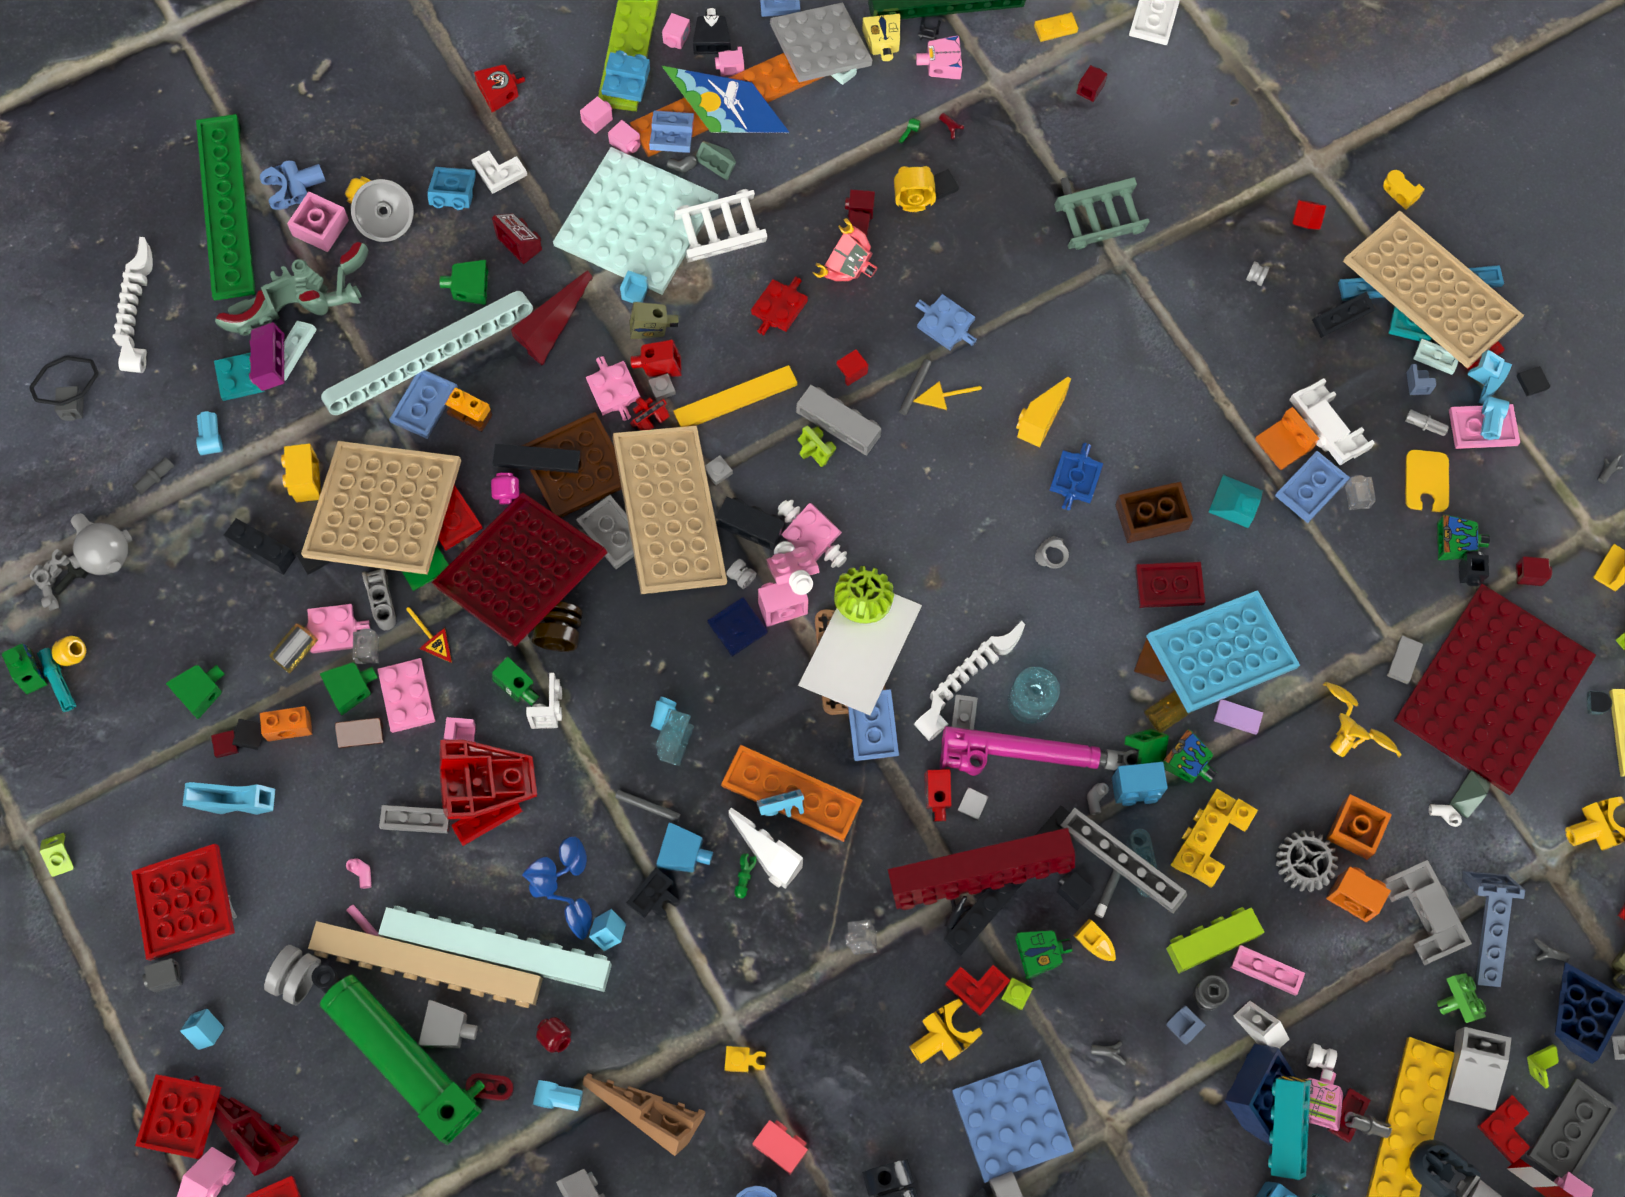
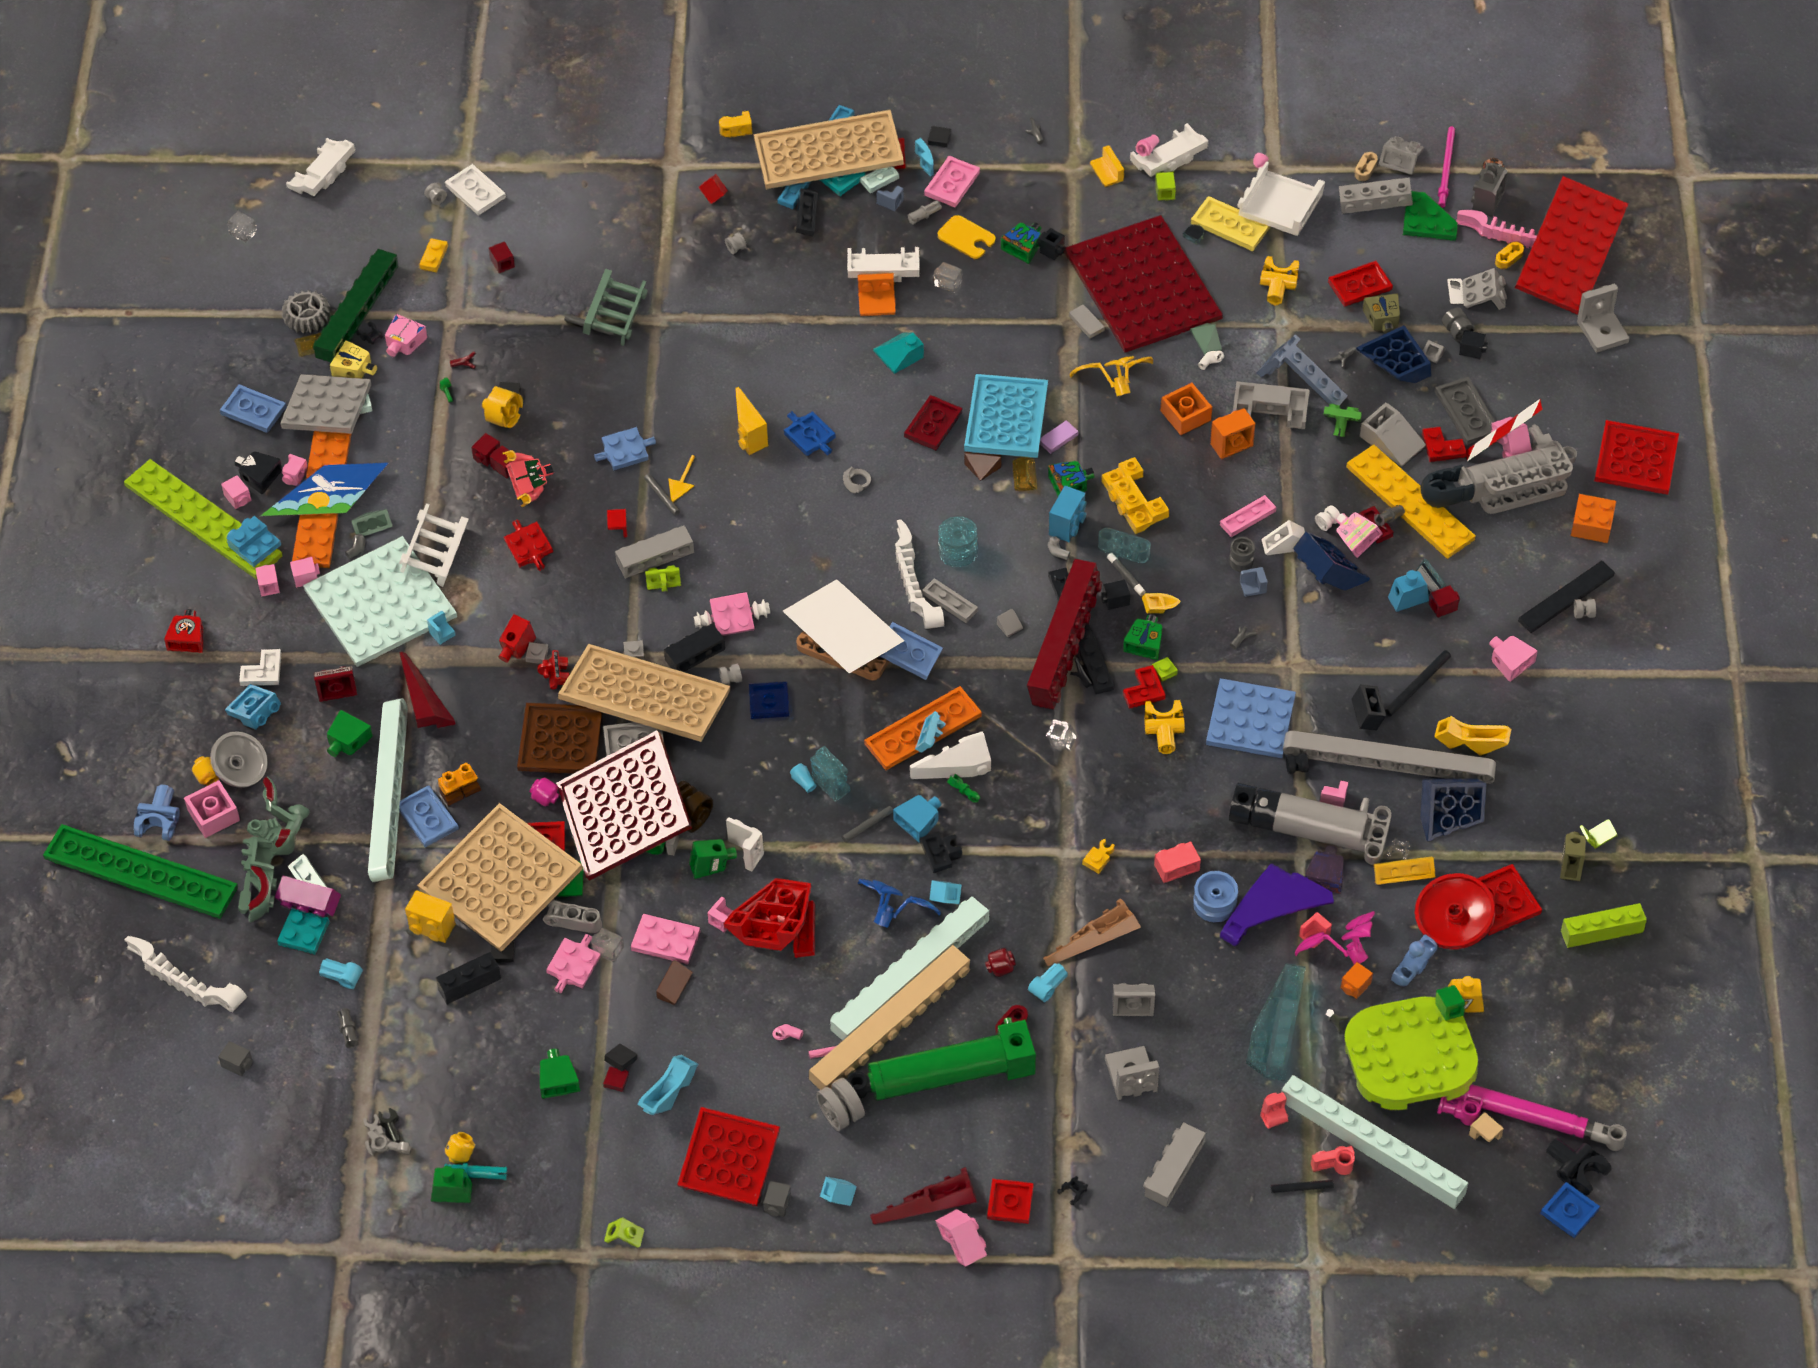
camera: 55 degrees left, 15 degrees down
(87, 387) = (227, 1066): black piece -> none
(98, 546) = (387, 1084): light grey piece -> none
(178, 1116) = (897, 1232): red plate -> none
(286, 723) = (632, 1025): orange brick -> none
(293, 647) = (573, 992): slope -> none
(348, 685) = (630, 971): green torso -> none
(413, 819) = (771, 976): light grey plate -> none
(436, 645) = (638, 901): piece -> none
(445, 1027) = (946, 1027): light grey torso -> none
(536, 458) = (537, 757): black tile -> none
(613, 388) = (513, 684): bright pink plate -> none
(650, 320) = (477, 630): olive torso -> none
(671, 131) = (326, 536): medium blue slope -> none
(735, 397) = (583, 610): yellow tile -> none
(780, 603) = (773, 655): bright pink brick -> none
(793, 566) = (755, 630): bright pink plate -> none
(861, 608) = (800, 610): lime gear -> none
(938, 783) = (987, 635): red torso -> none
(963, 744) = (972, 596): dark pink piece -> none
(1124, 861) = (1122, 544): light grey brick -> none
(1151, 745) = (1041, 491): green panel -> none
(1154, 512) = (873, 400): reddish brown brick -> none
(1214, 940) = (1207, 533): lime brick -> none
(1290, 1127) = (1362, 554): teal brick -> none
(1310, 870) = (1199, 456): light grey gear -> none
(1312, 486) = (922, 302): medium blue plate -> none
(1489, 366) = (913, 151): medium azure panel -> none
(1494, 414) = (948, 166): medium azure piece -> none
(1533, 571) = (1077, 214): dark red brick -> none
(1540, 1062) = (1411, 401): lime bracket -> none

